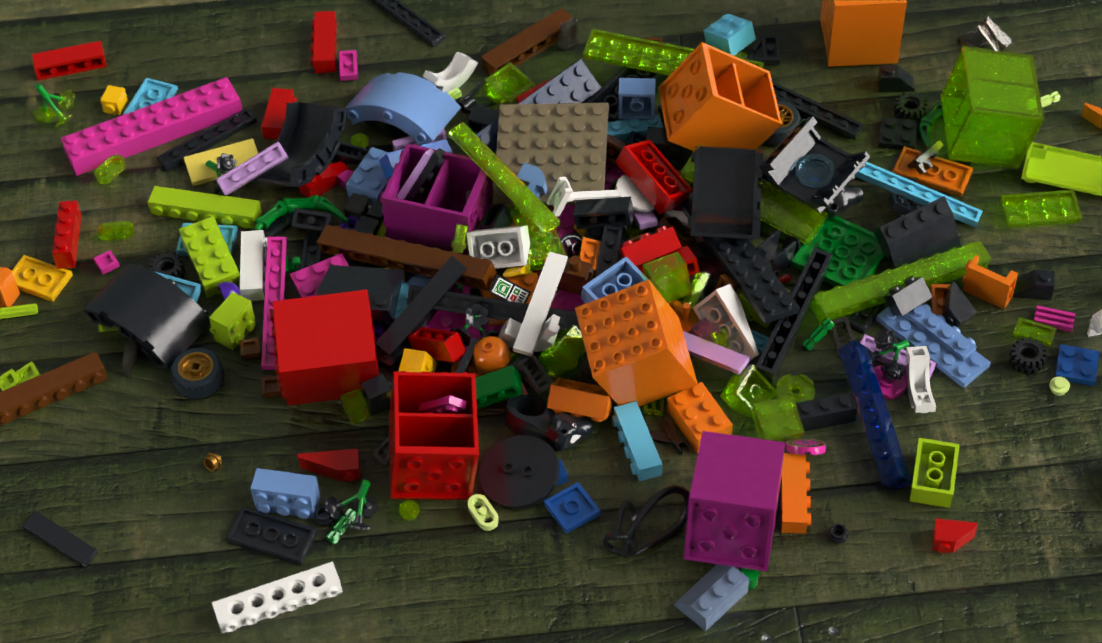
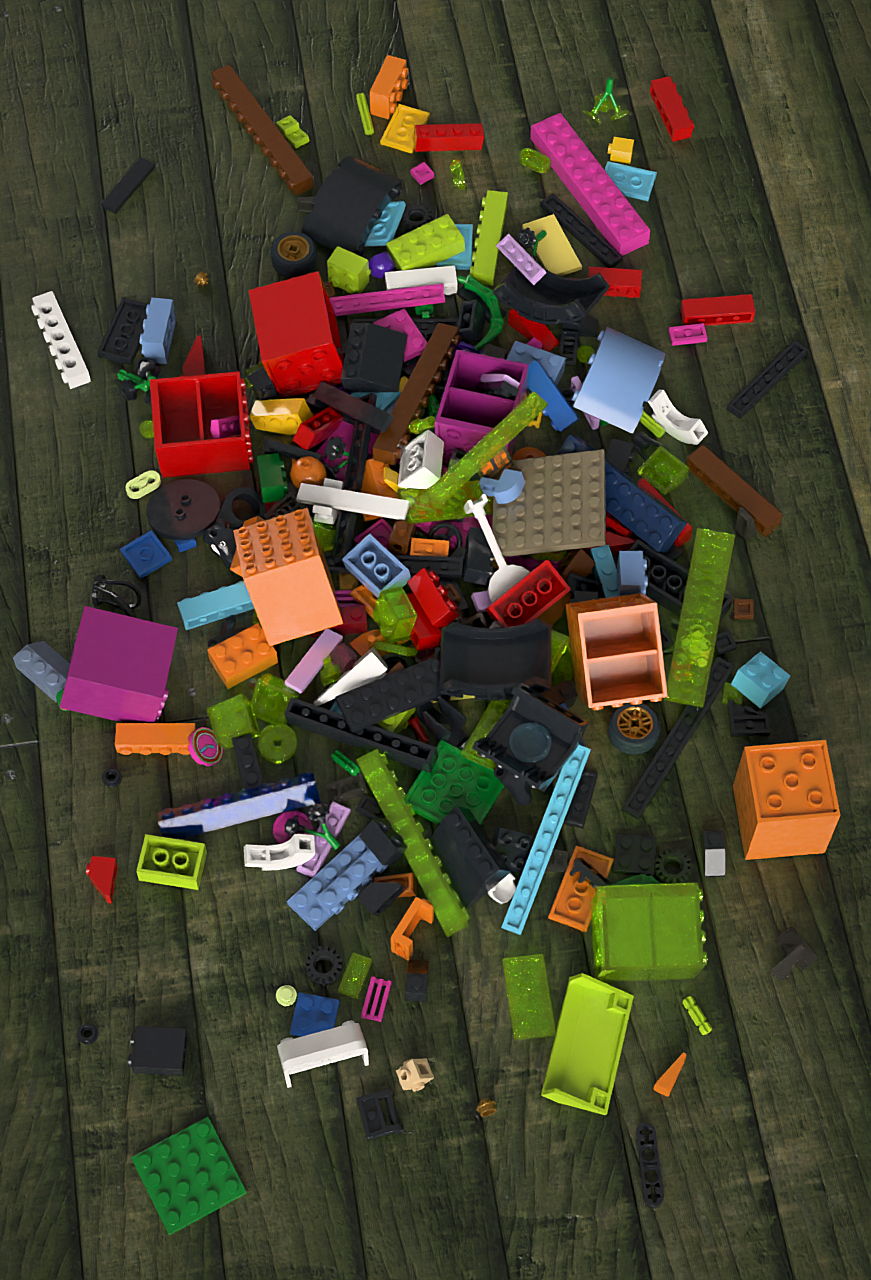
camera: 85 degrees right, 10 degrees up
(508, 290) = (373, 477): tile -> none

